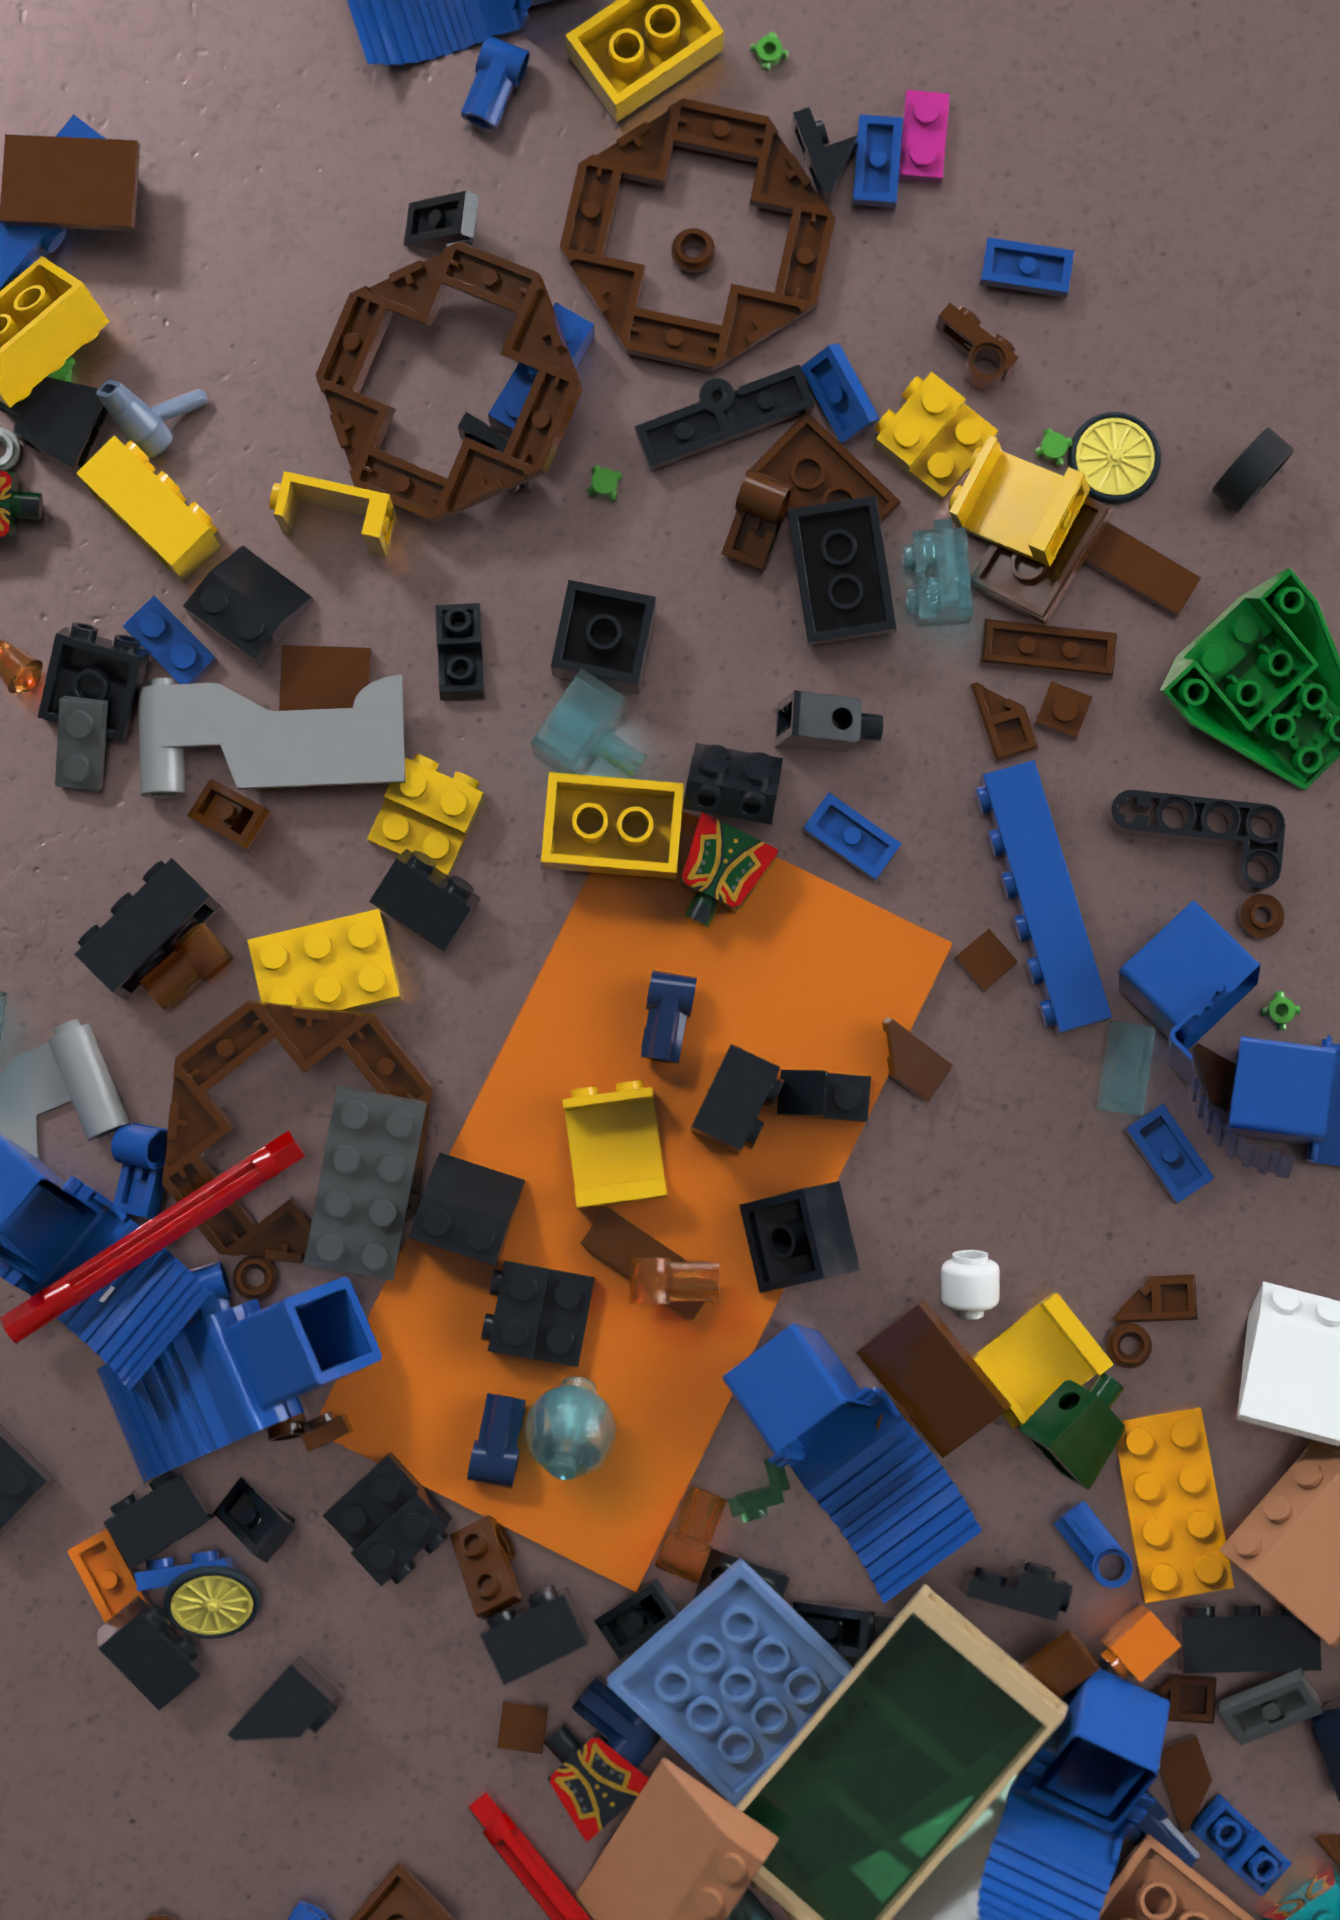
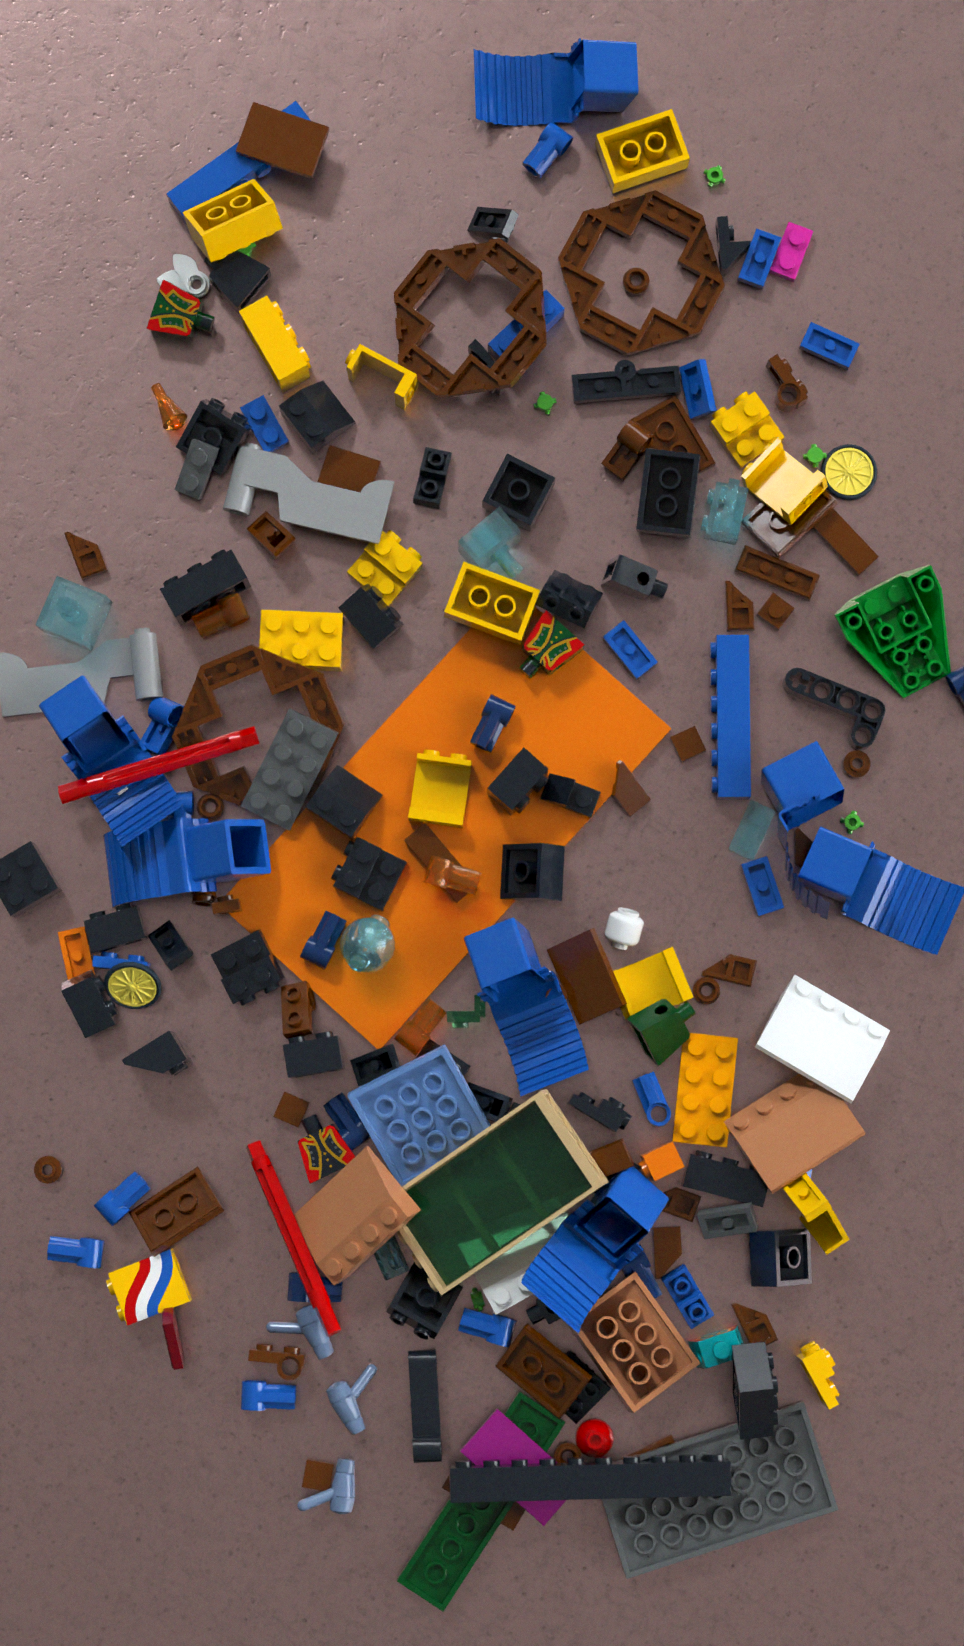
camera: 15 degrees right, 0 degrees up
(143, 423) = (286, 293): sand blue piece -> none
(1252, 470) = (926, 501): black tyre -> none

